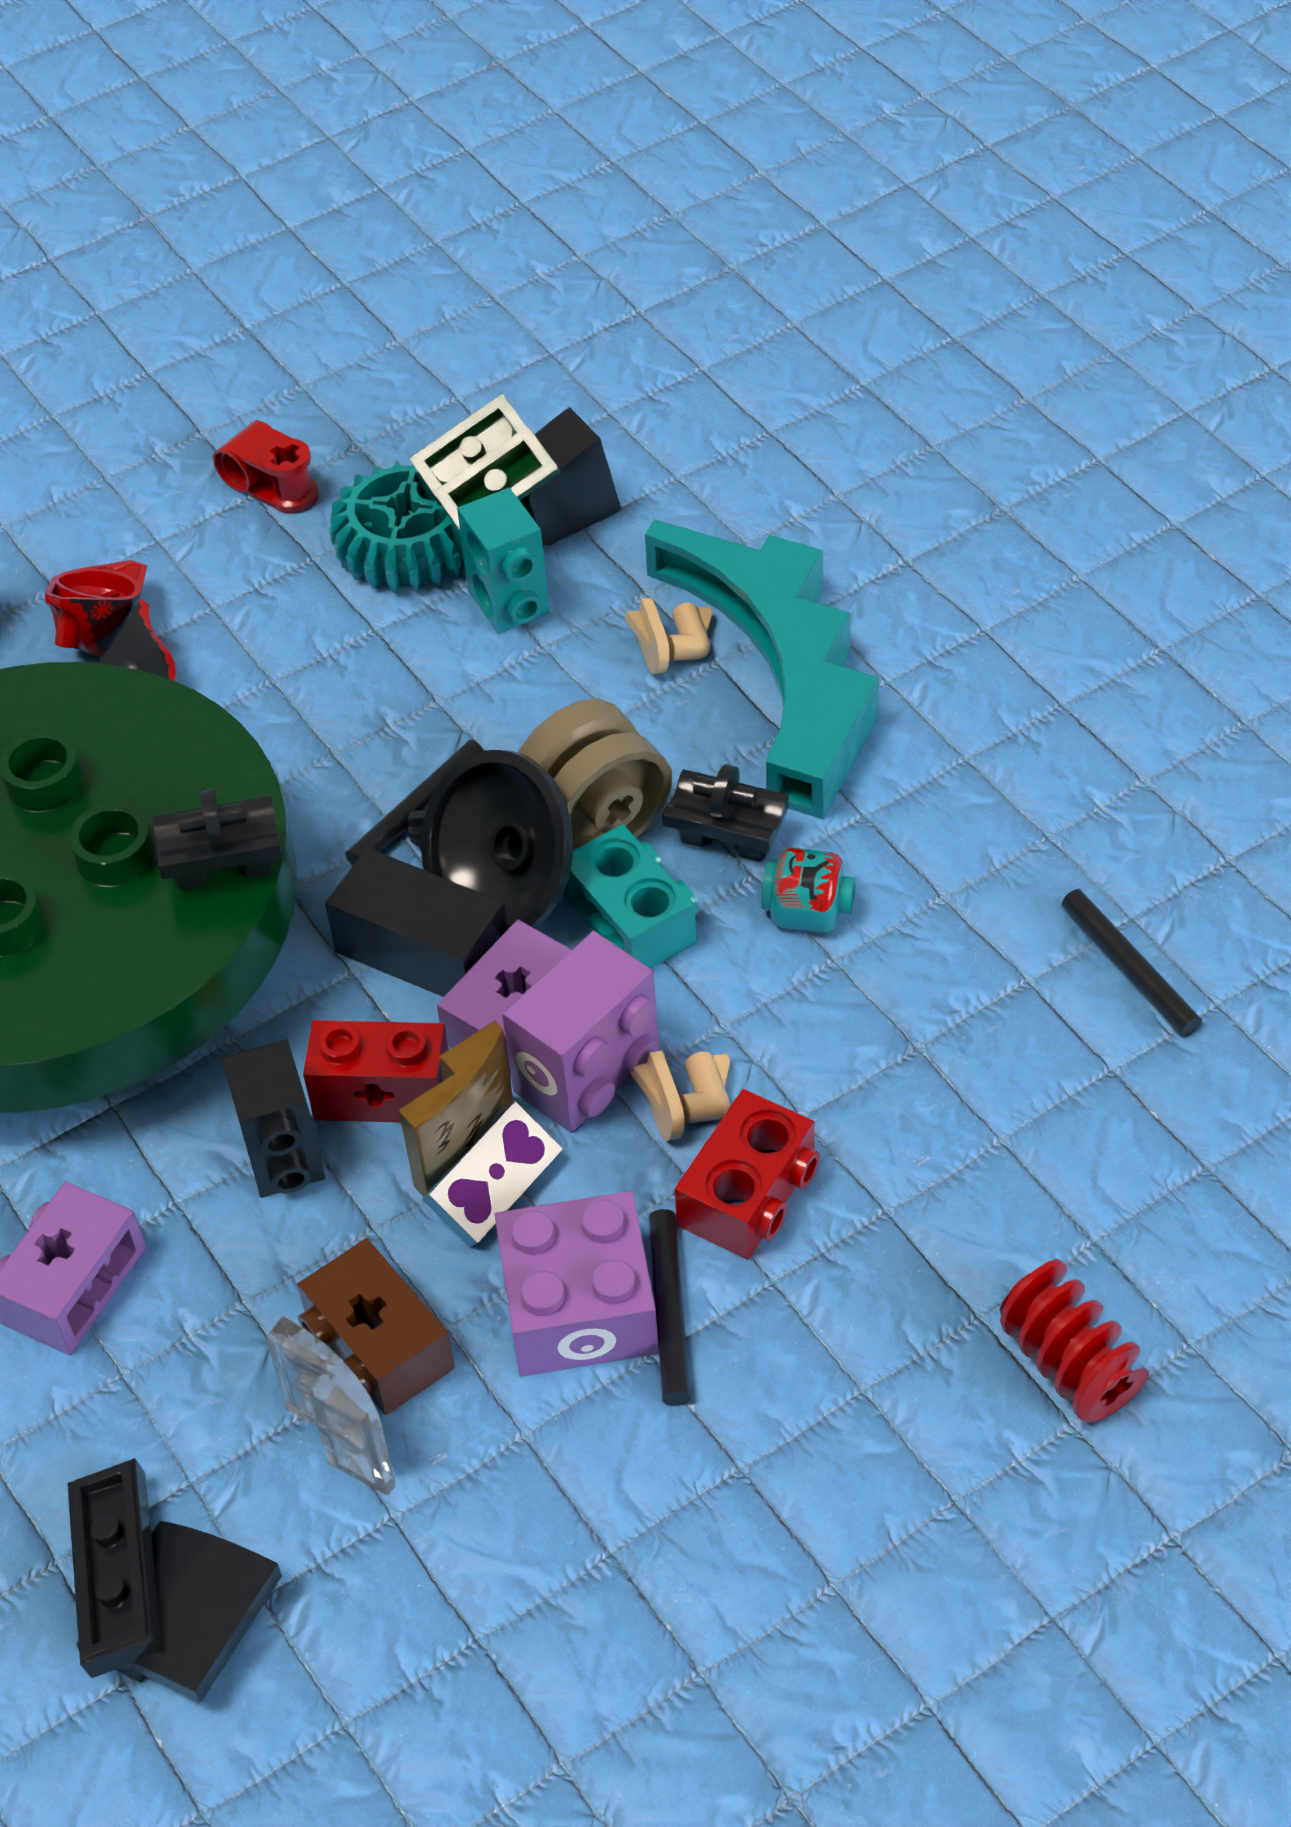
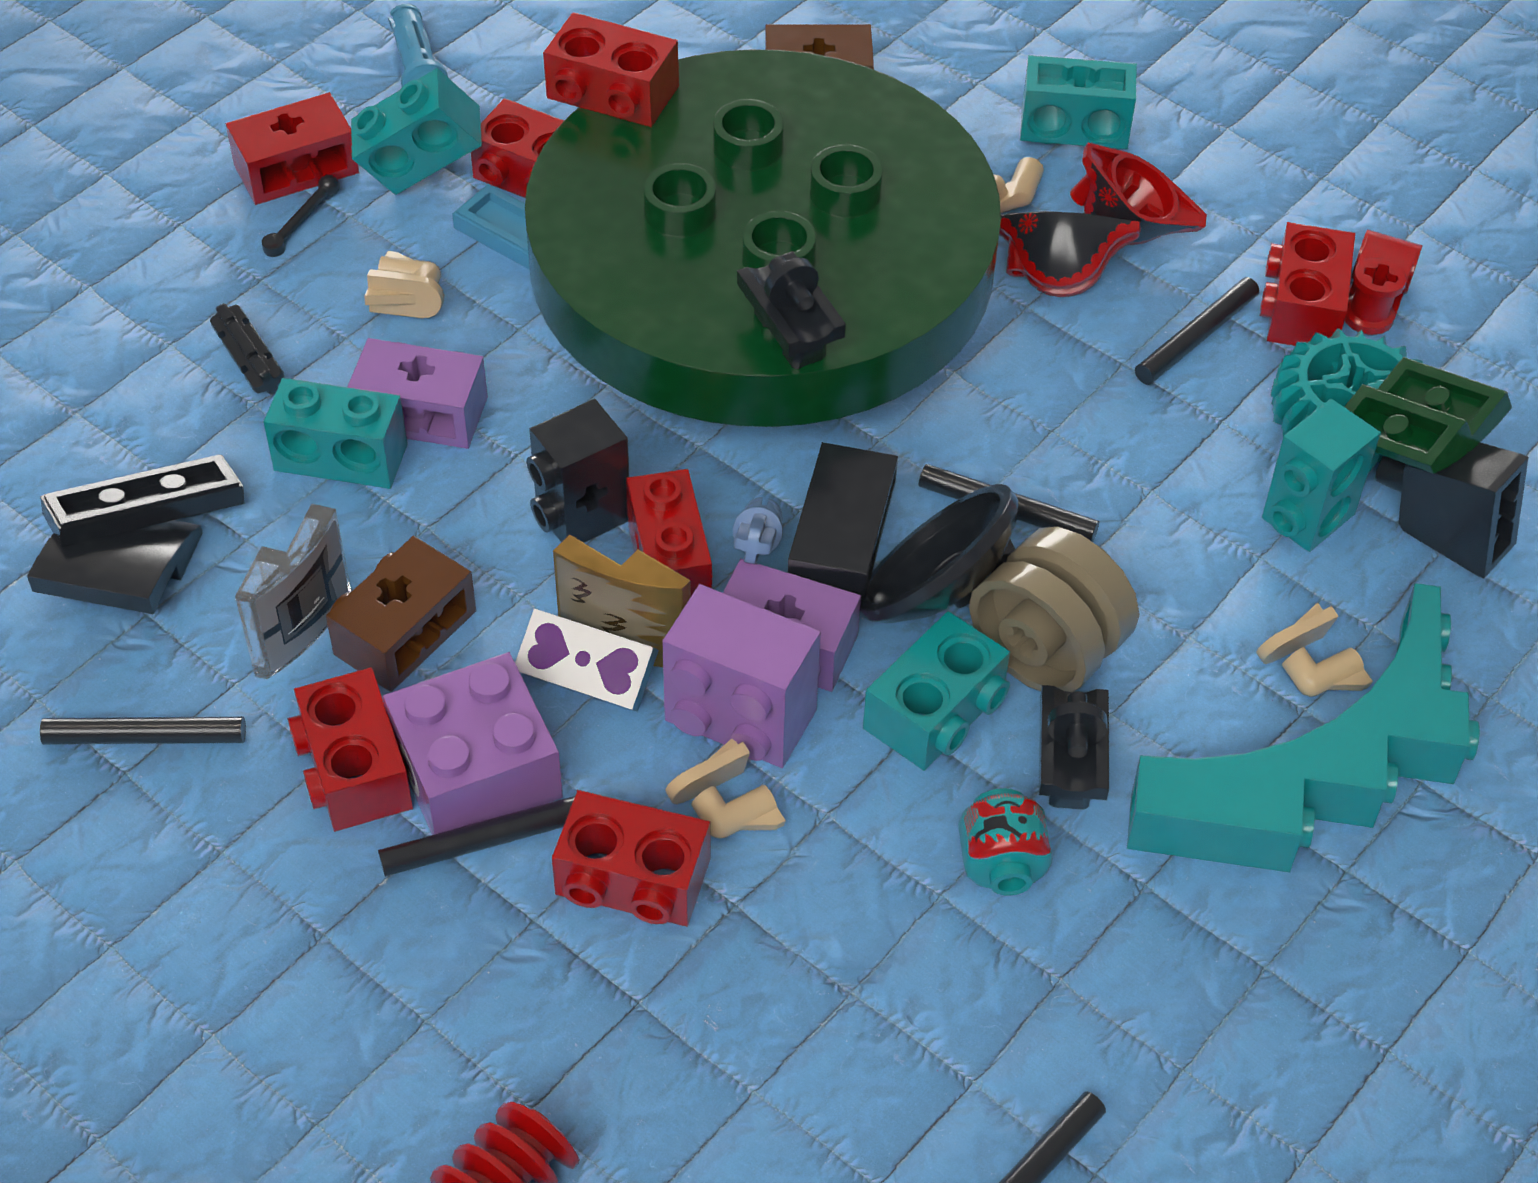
camera: 70 degrees right, 0 degrees up
(97, 1352) = (336, 433): none -> teal brick
(257, 514) = (1309, 284): none -> red brick
(263, 614) = (1196, 331): none -> black bar
(396, 990) = (758, 529): none -> medium blue axle
(432, 1611) = (142, 730): none -> black bar
(538, 1378) = (358, 746): none -> red brick

